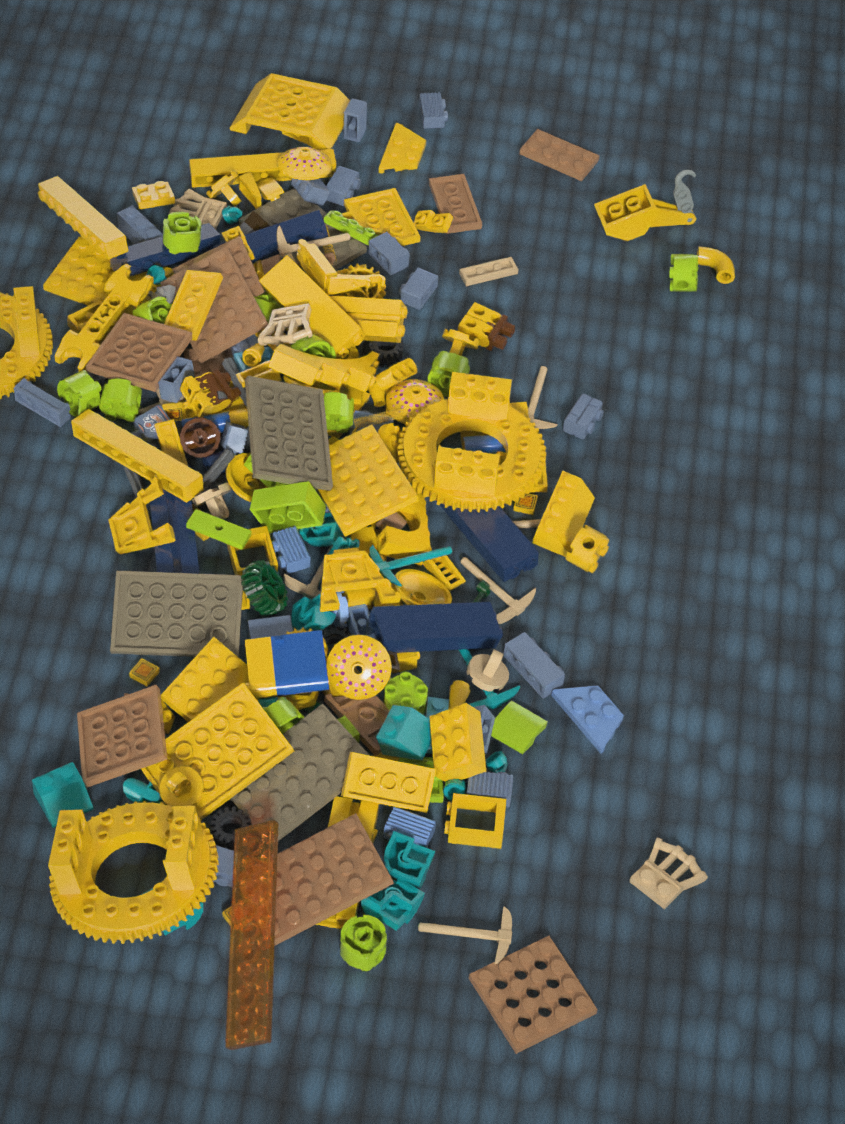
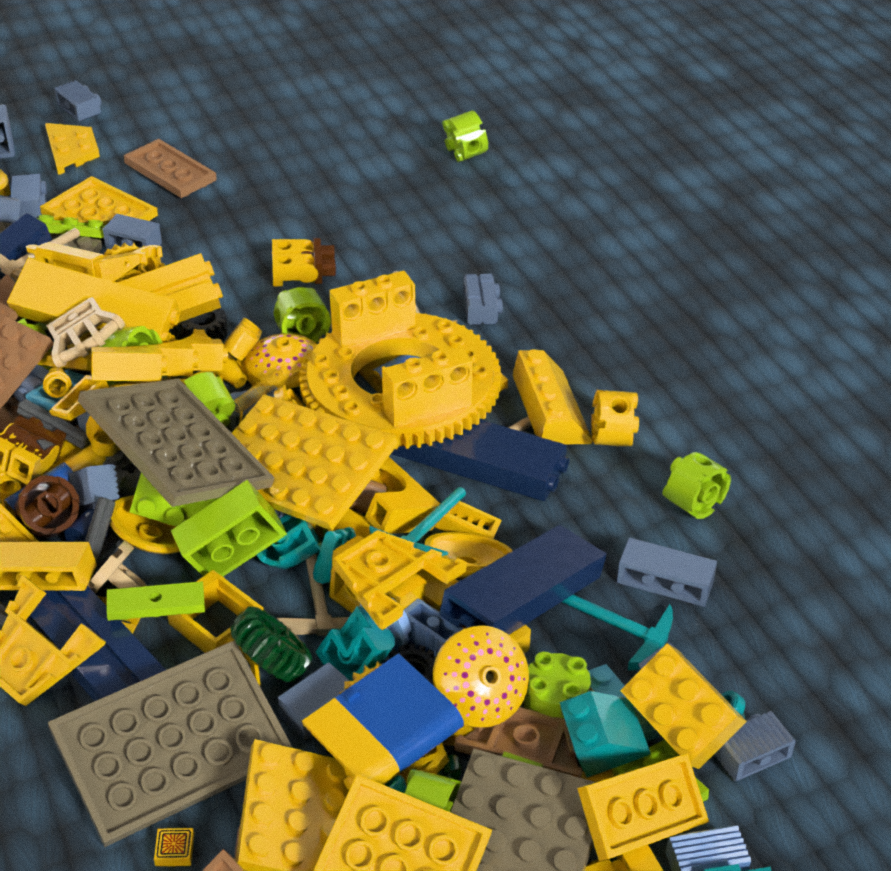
camera: 30 degrees left, 10 degrees down
(291, 550) = (265, 584): medium blue brick -> none
(418, 288) = (192, 244): sand blue brick -> none
(431, 222) = (160, 191): yellow slope -> none
(454, 786) = (715, 771): teal tile -> none
(458, 693) = (612, 651): yellow cone -> none
(460, 341) = (286, 278): yellow tile -> none
(476, 837) = (802, 779): yellow window -> none
(484, 589) = (531, 518): dark green hand -> none
(488, 271) = (256, 213): tan tile -> none
(488, 671) = (625, 602): tan tile -> none
(515, 607) = (582, 521): tan piece -> none
(517, 727) = (715, 652): lime slope -> none
(526, 504) = (500, 411): yellow tile -> none
(559, 155) = (244, 93): medium nougat plate -> none
(591, 713) = (775, 594): medium blue wing -> none
(599, 620) = (697, 484): none -> lime brick
(635, 211) = (372, 101): yellow slope -> none
(719, 261) = (493, 120): yellow cylinder -> none

